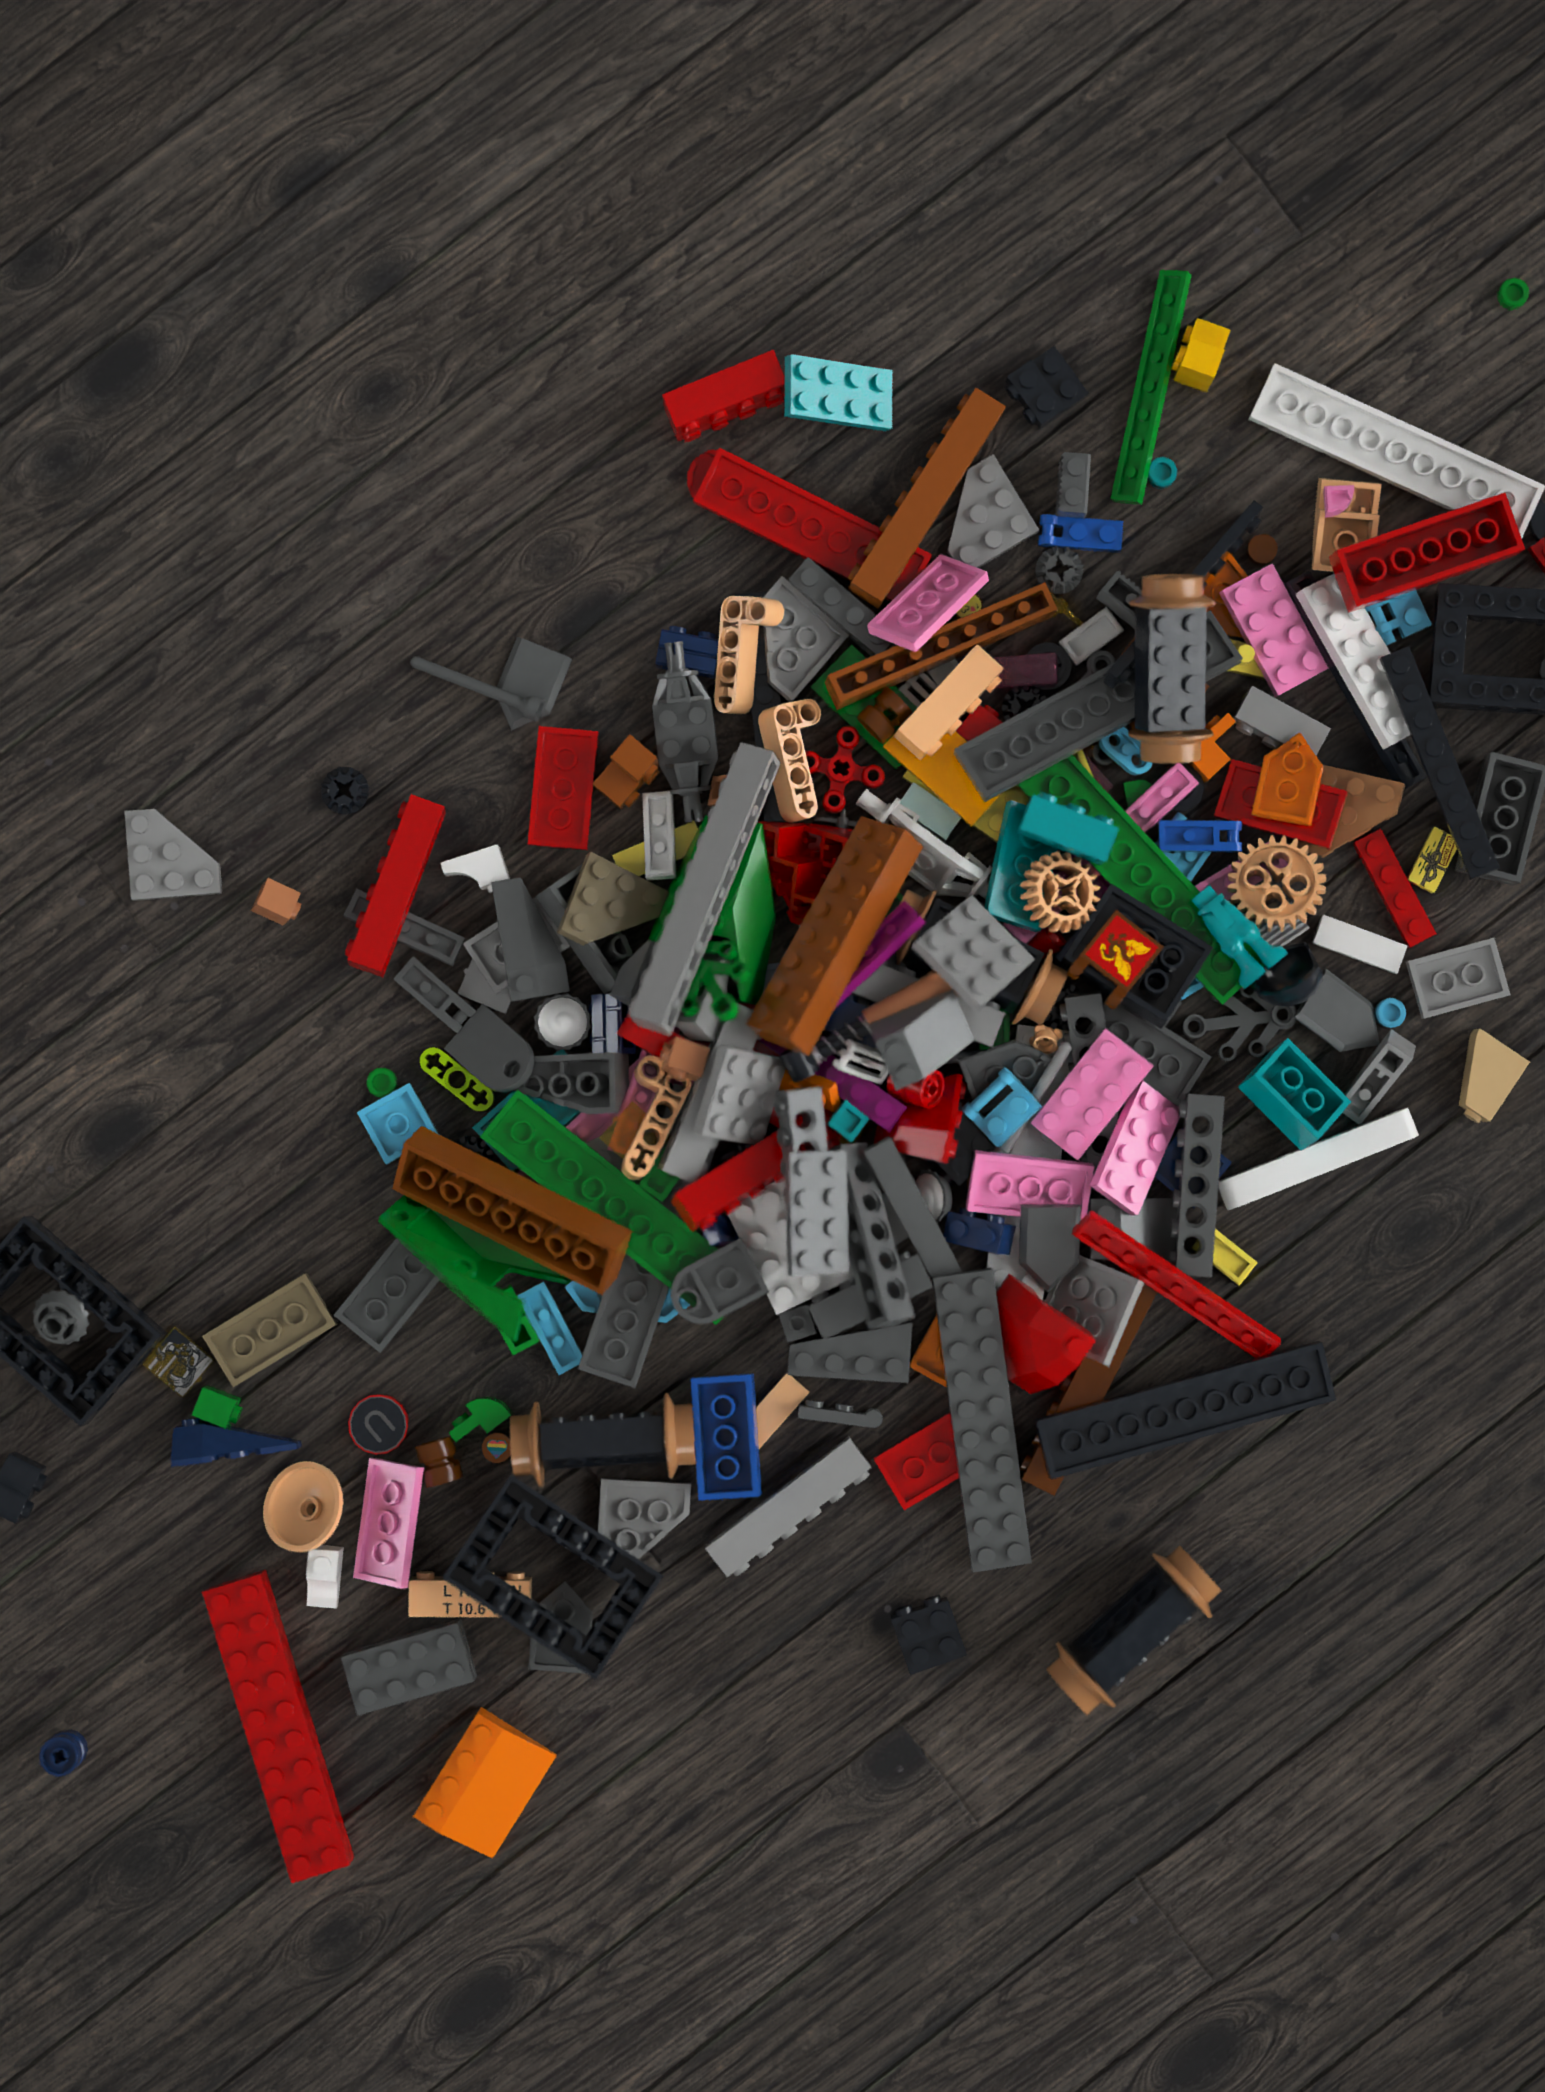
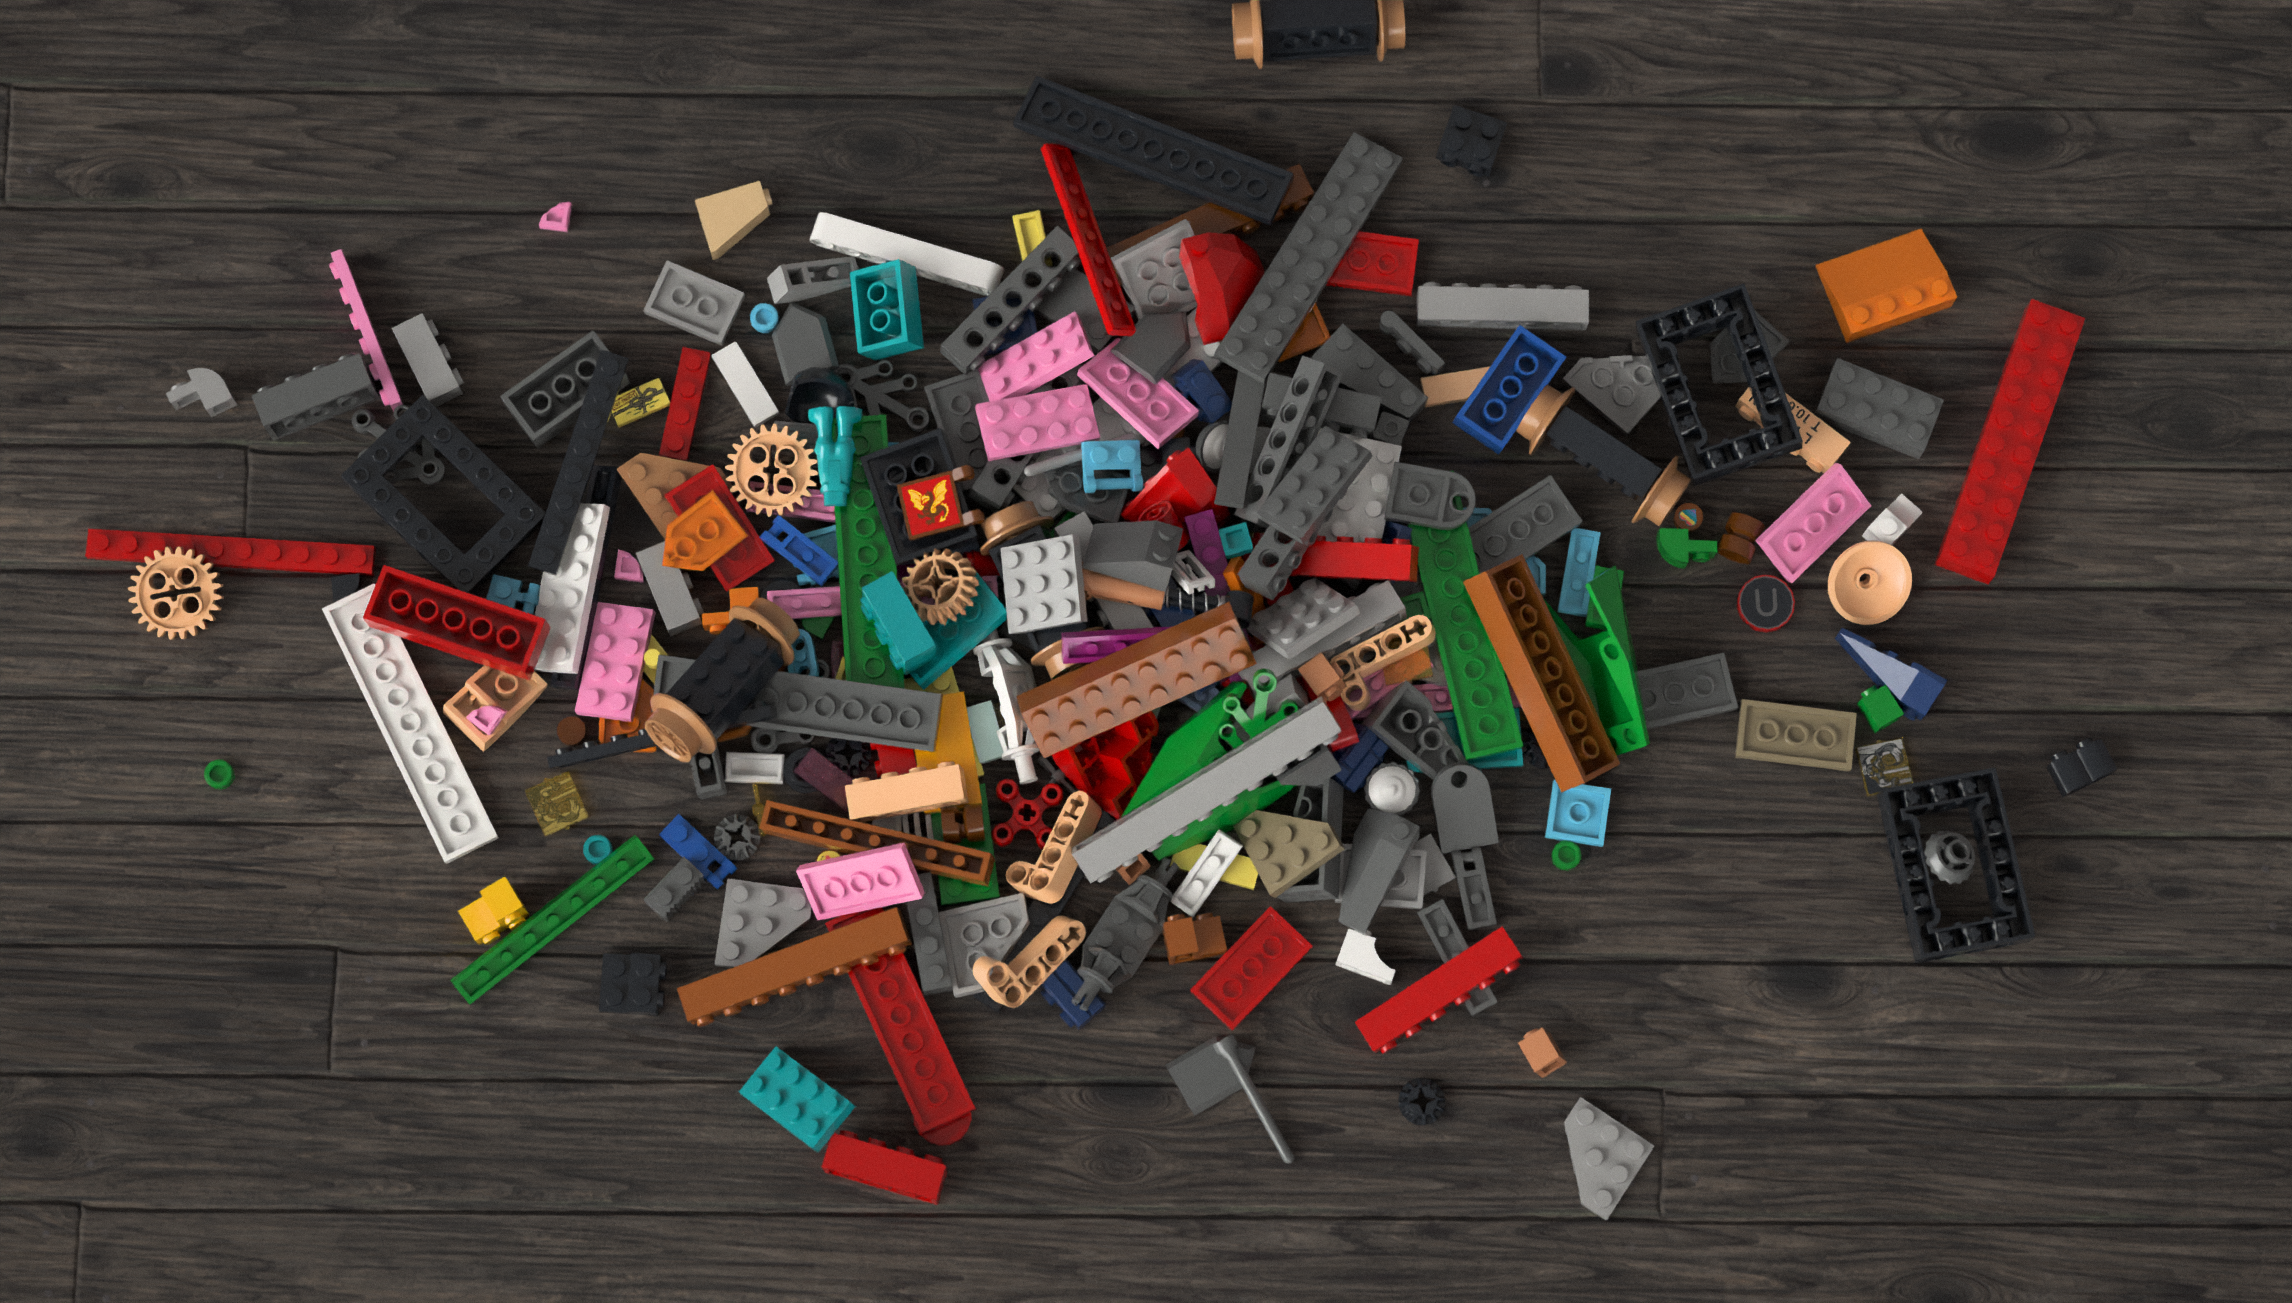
camera: 145 degrees left, 10 degrees down
(63, 1752) = (2189, 543): dark blue wheel -> none
(435, 1071) = (1513, 802): lime beam -> none
(1045, 1038) = (1037, 491): light nougat plate -> none
(1225, 483) = (556, 803): none -> clear yellow piece
(1330, 716) = (628, 568): none -> bright pink tile

